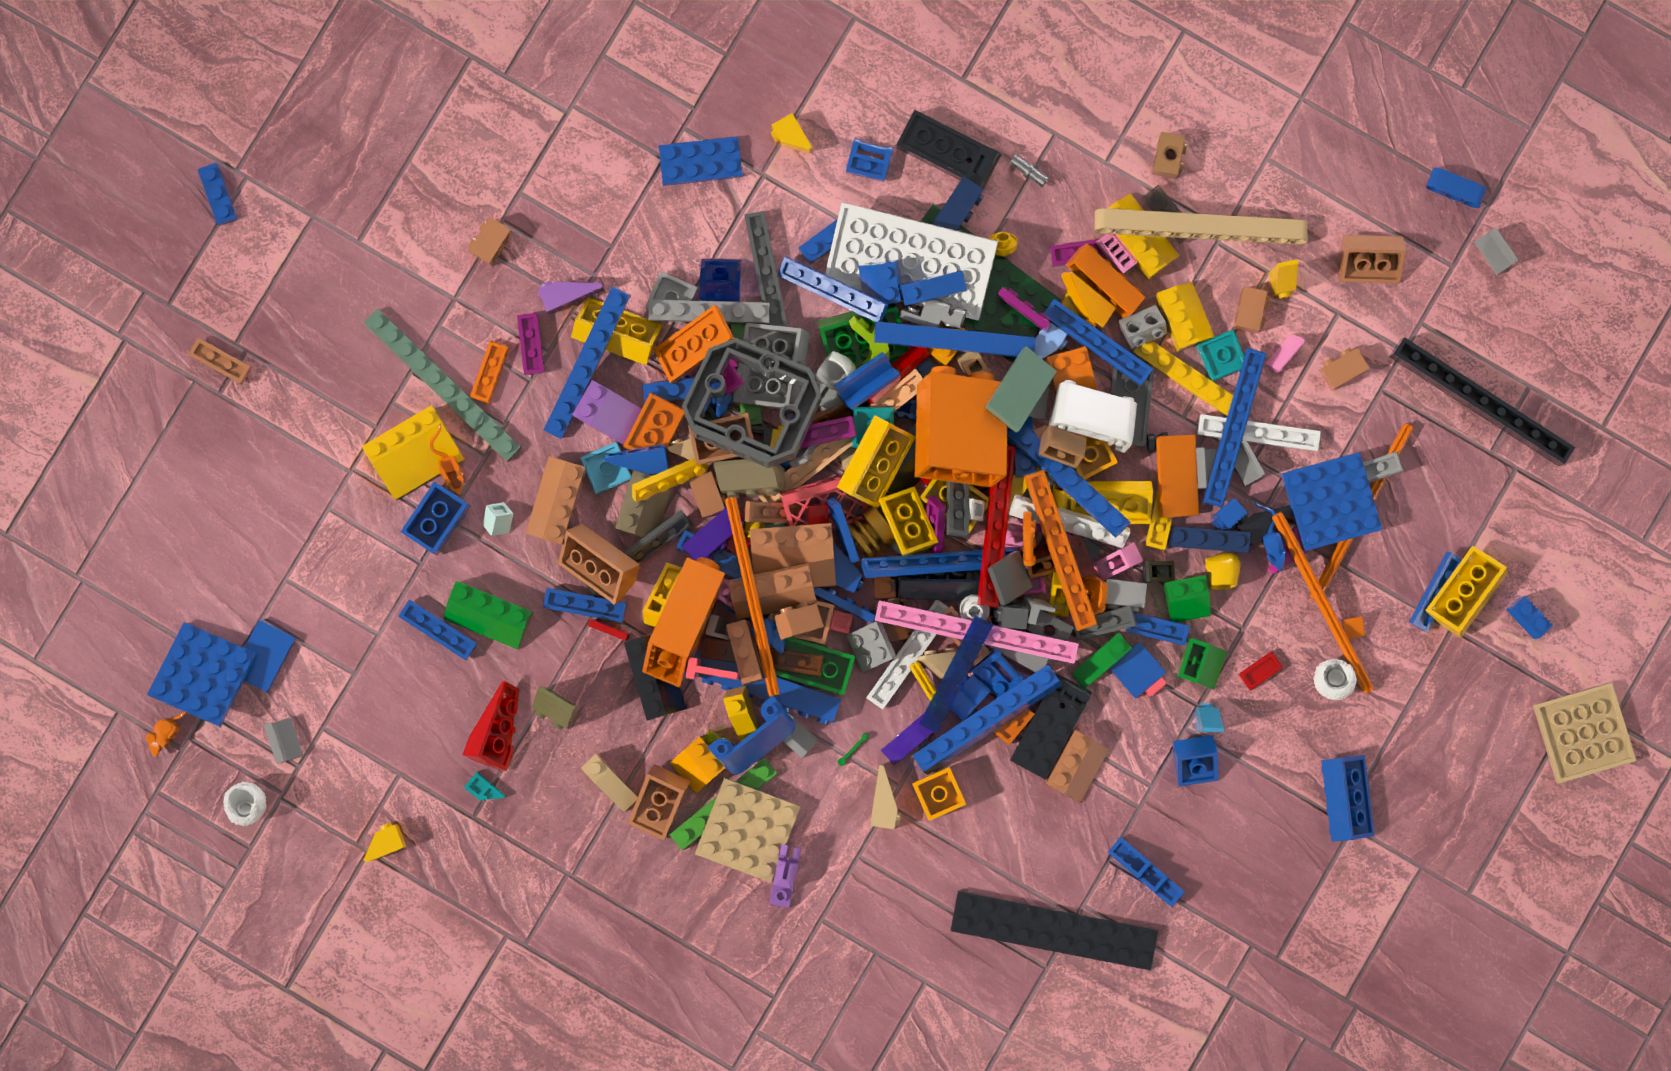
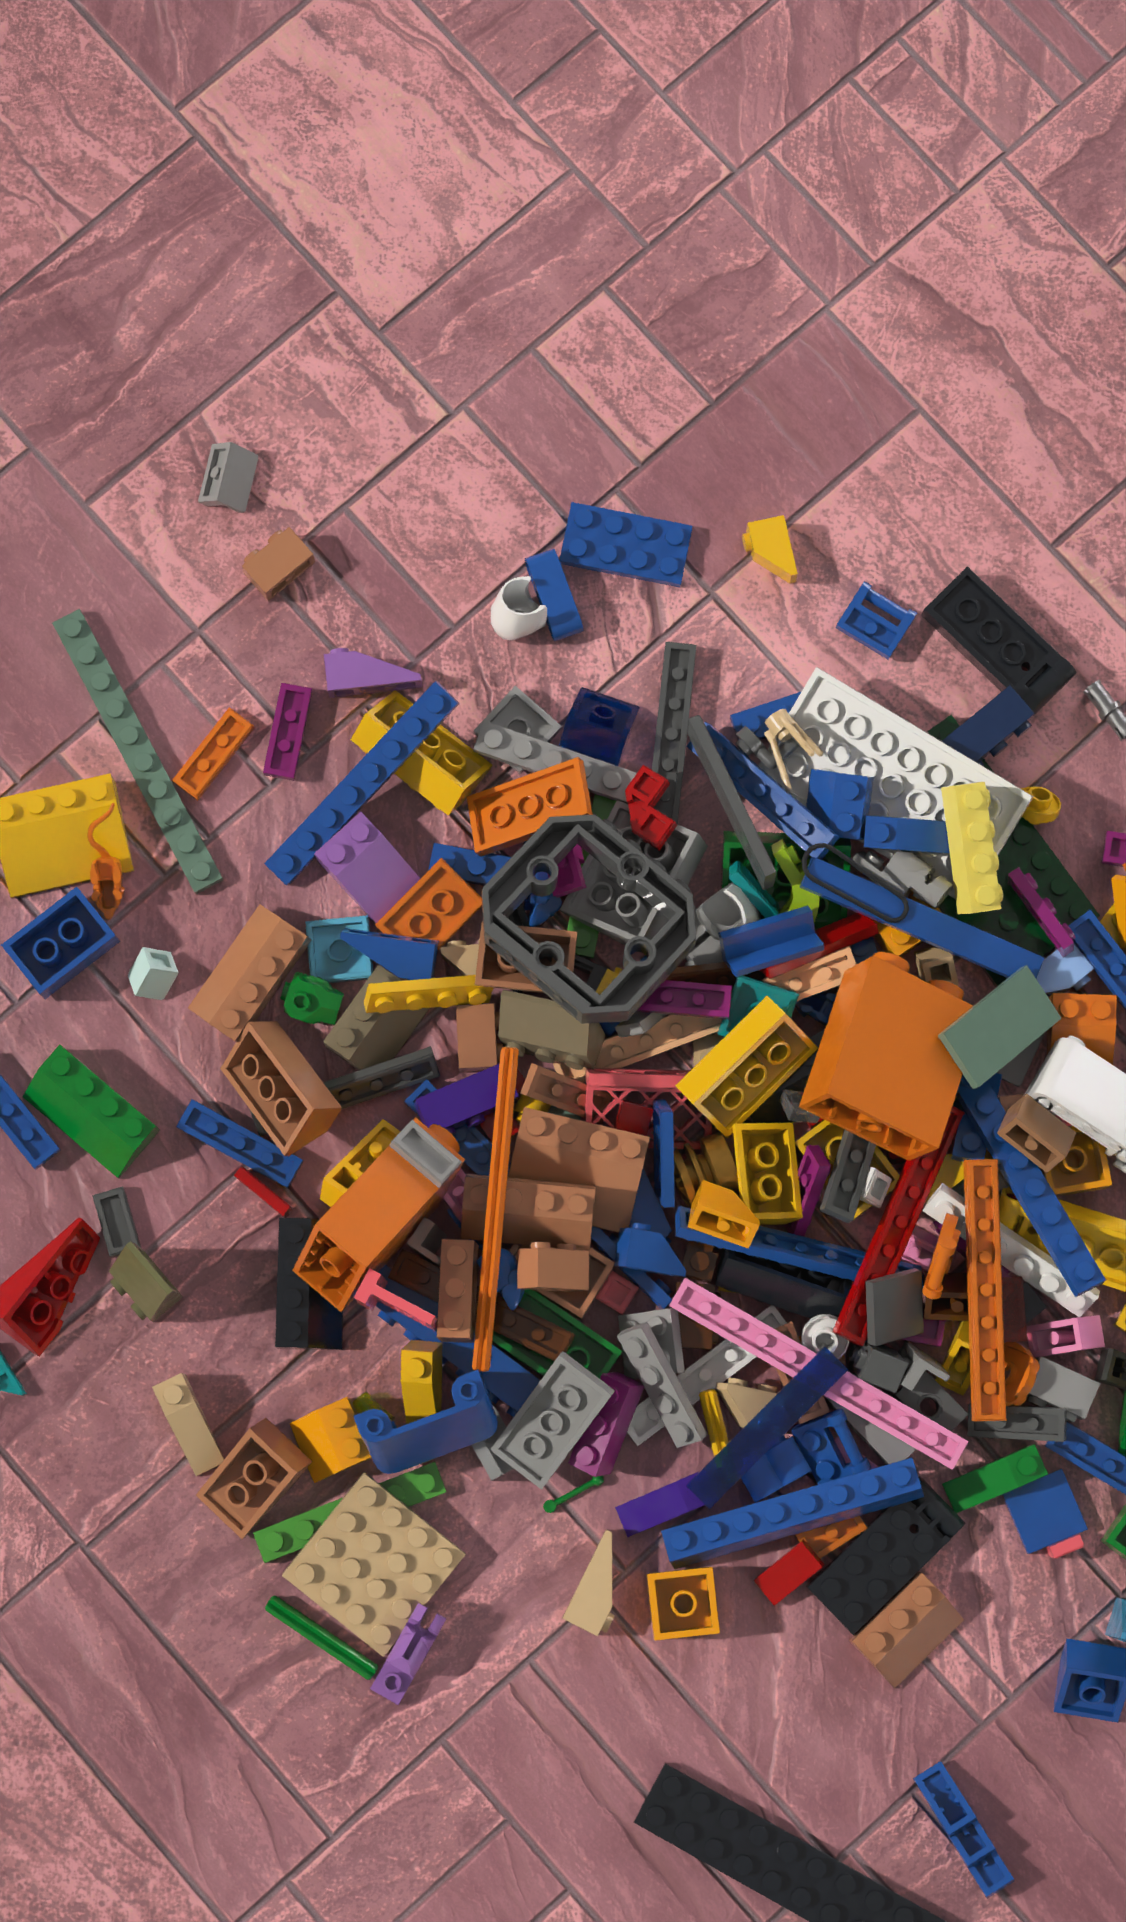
camera: 15 degrees right, 5 degrees down
(441, 196) = (228, 476): none -> light grey panel
(525, 675) = (116, 1220): none -> dark grey tile
(599, 504) = (311, 999): none -> green hand
(646, 225) = (515, 612): none -> white piece
(666, 207) = (555, 593): none -> blue beam
(700, 577) = (425, 1153): none -> light grey tile
(731, 883) = (321, 1637): none -> green axle
(760, 317) = (641, 797): none -> red tile
(816, 262) = (750, 744): none -> dark grey plate
(816, 303) = (731, 802): none -> dark grey tile
(826, 710) = (552, 1420): none -> light grey plate
(834, 246) = (784, 727): none -> tan plant
(846, 352) = (752, 889): none -> teal tile
(851, 592) = (646, 1251): none -> blue slope
(859, 702) = (603, 1438): none -> magenta brick
(885, 668) = (662, 1385): none -> light grey plate
(889, 556) = (722, 1215): none -> light orange slope
(909, 320) = (863, 870): none -> black piece
(909, 474) = (790, 1102): none -> clear plate
(970, 285) = (972, 848): none -> light yellow brick
(996, 755) = (789, 1572): none -> red tile

